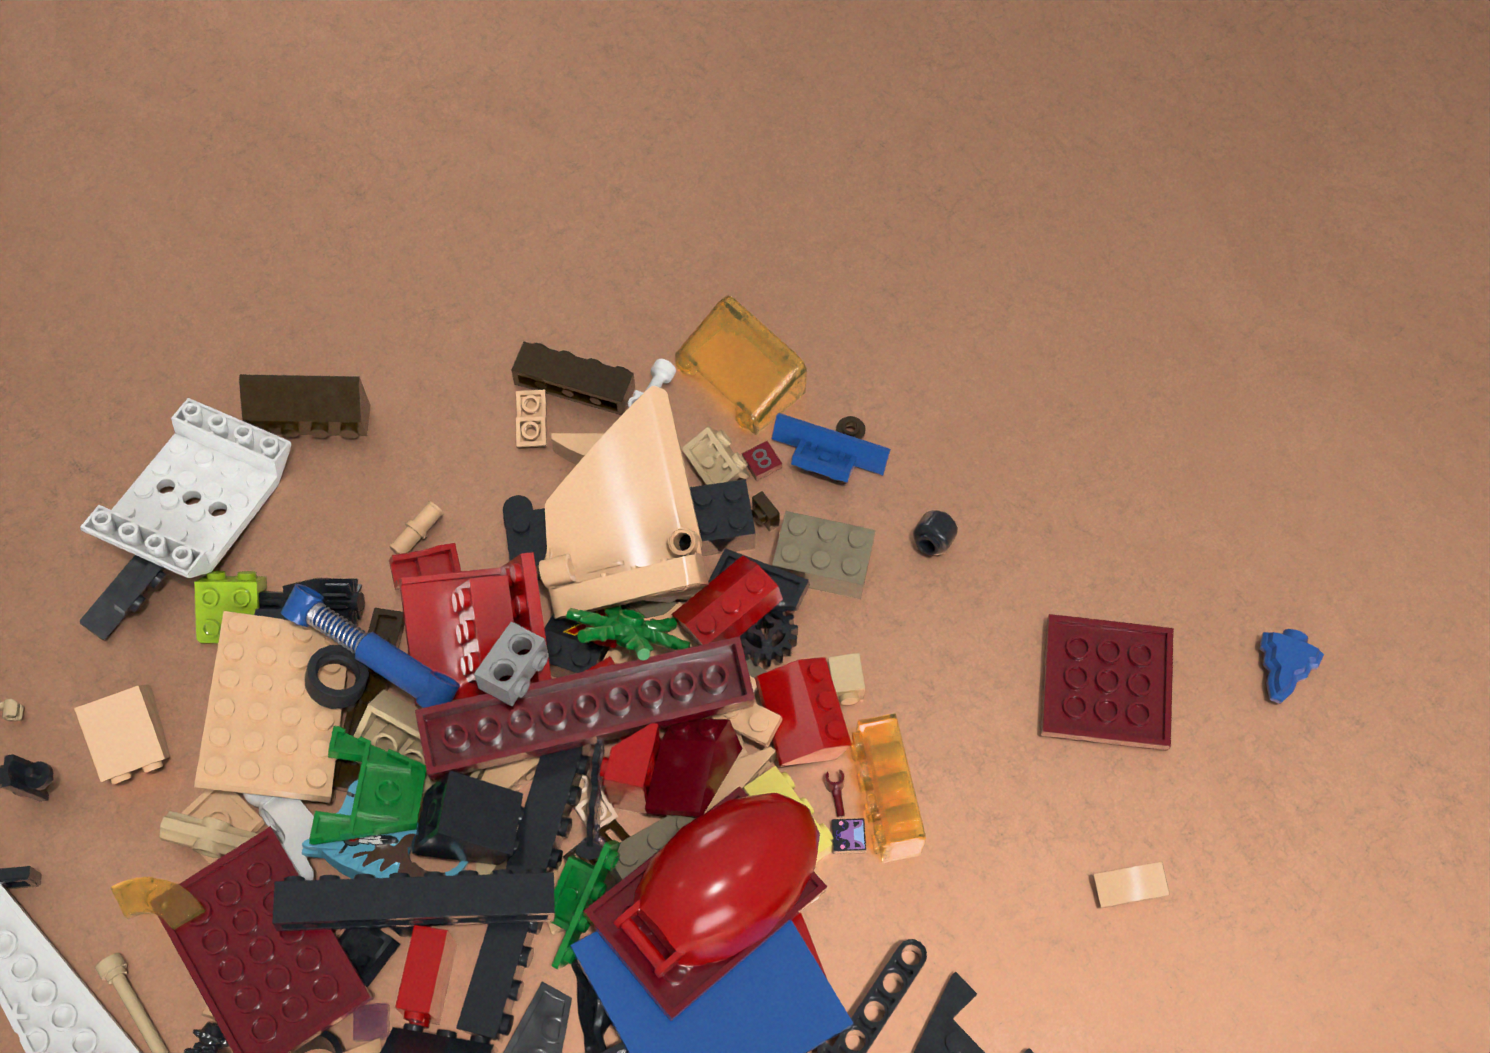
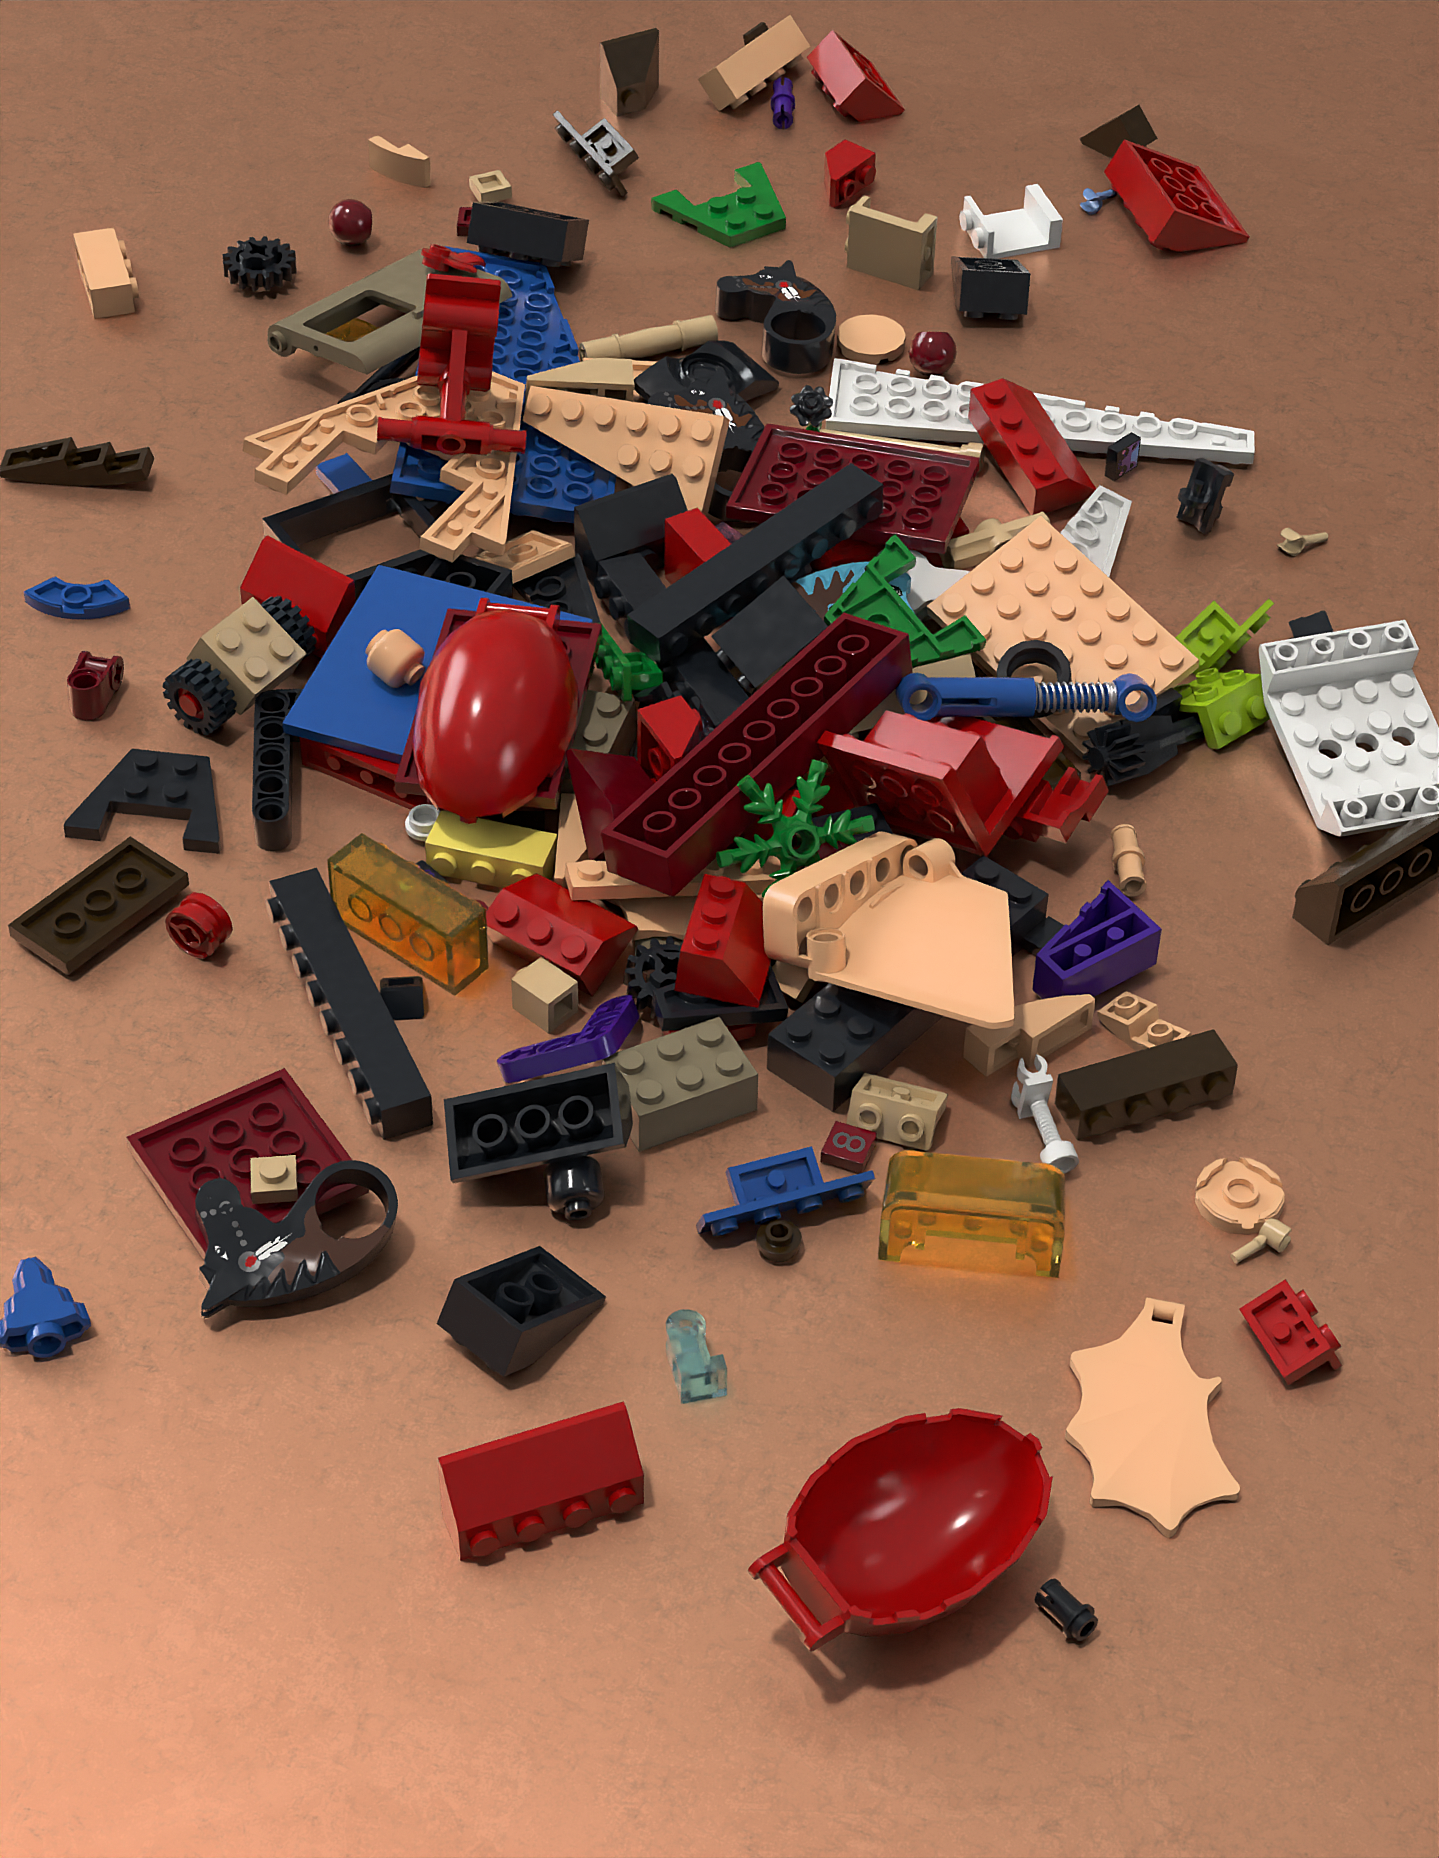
camera: 140 degrees right, 20 degrees down
(73, 929) = (1028, 447): none -> red slope
(124, 733) = (1174, 567): light nougat slope -> none
(140, 806) = (1099, 527): none -> white wing
(157, 897) = (973, 457): clear yellow tile -> none
(167, 643) = (1216, 632): none -> lime bracket
(504, 661) = (856, 696): light grey brick -> none
(512, 469) = (1098, 949): none -> dark purple wedge
(592, 295) = (1239, 1195): none -> light nougat tile
(602, 262) = (1271, 1233): none -> tan hand
(653, 206) = (1289, 1333): none -> red bracket
(743, 1001) = (395, 658): none -> light nougat head
(760, 221) = (1148, 1423): none -> light nougat animal
(764, 511) = (787, 1089): dark brown plate -> none
(863, 609) = (597, 1040): none -> dark purple beam
(890, 162) = (1076, 1618): none -> black pin
(925, 752) = (403, 996): none -> black slope
(937, 561) = (537, 1122): none -> black slope
(949, 204) = (907, 1525): none -> red windscreen
(953, 399) = (692, 1367): none -> clear light blue leg
(965, 765) = (349, 1004): none -> black brick
(1021, 478) = (517, 1309): none -> black slope
(1022, 889) = (199, 925): none -> red wheel
(1071, 969) = (98, 905): none -> dark brown plate
(1091, 369) = (540, 1481): none -> red slope
(1105, 645) = (274, 1179): none -> tan plate
(1121, 589) = (286, 1261): none -> black animal
(1131, 884) = (79, 1000): light nougat slope -> none

